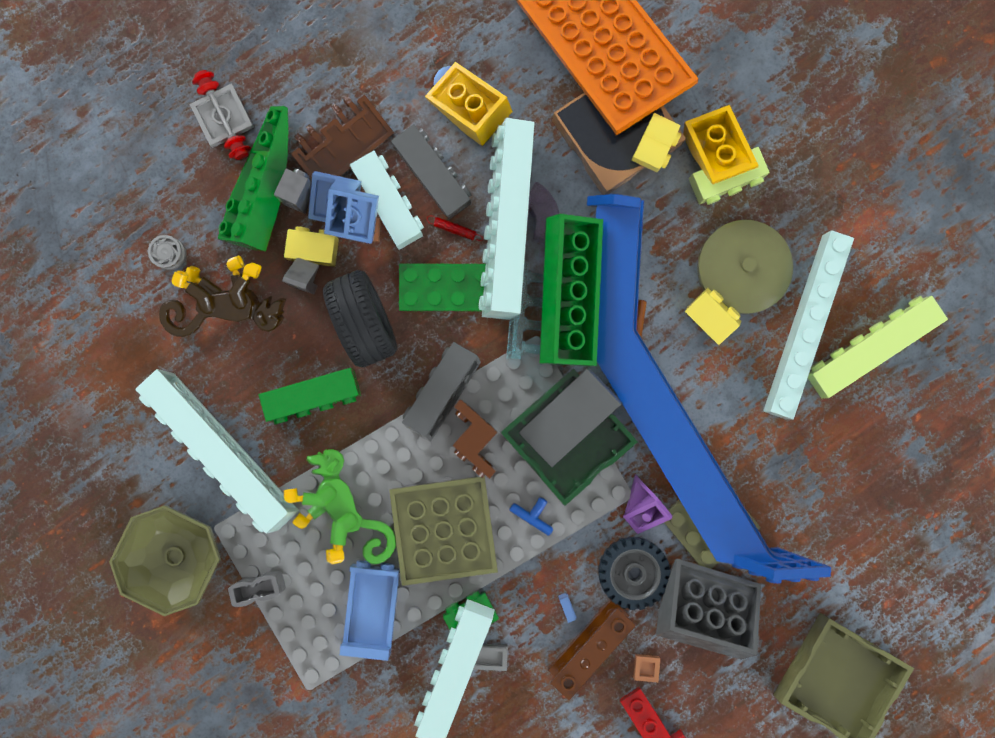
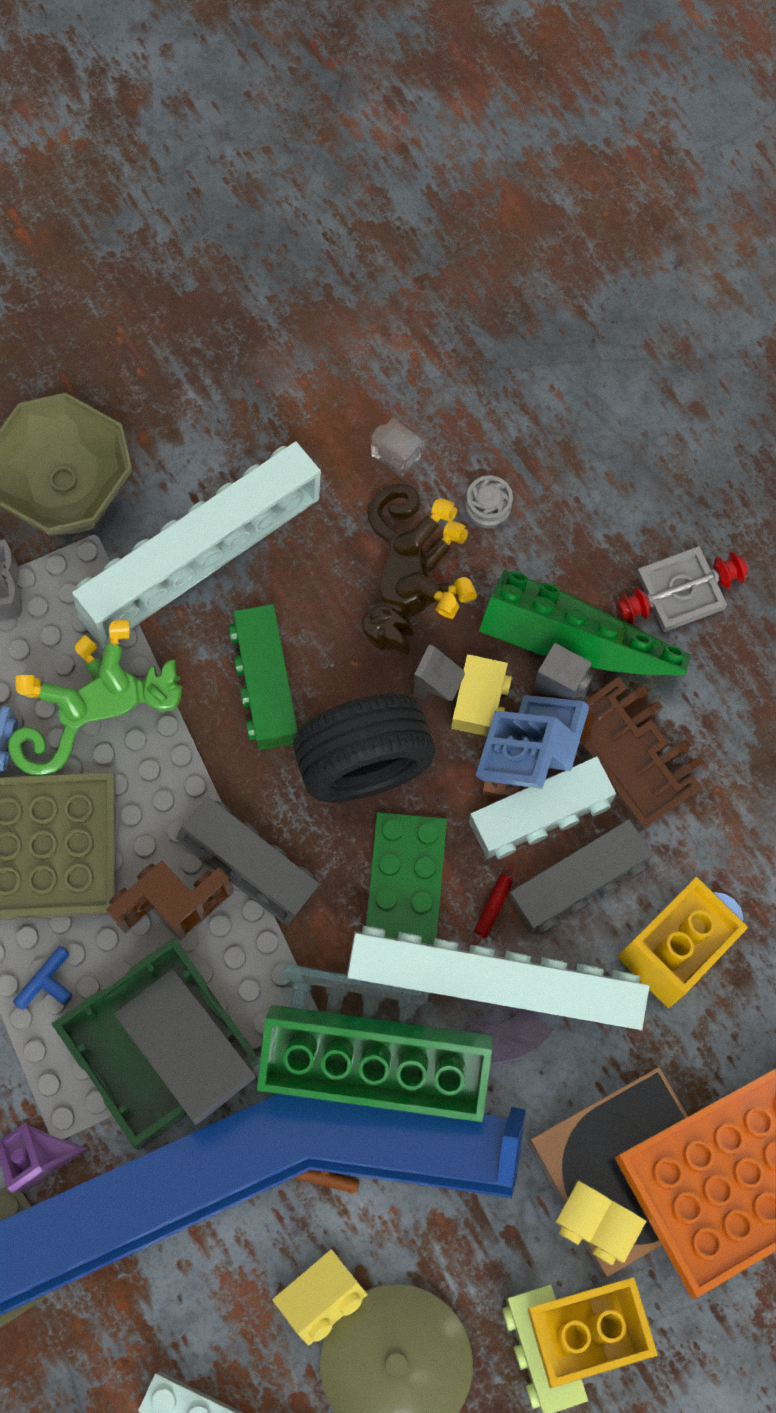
camera: 90 degrees right, 15 degrees down
(129, 321) = (396, 446): none -> clear brick

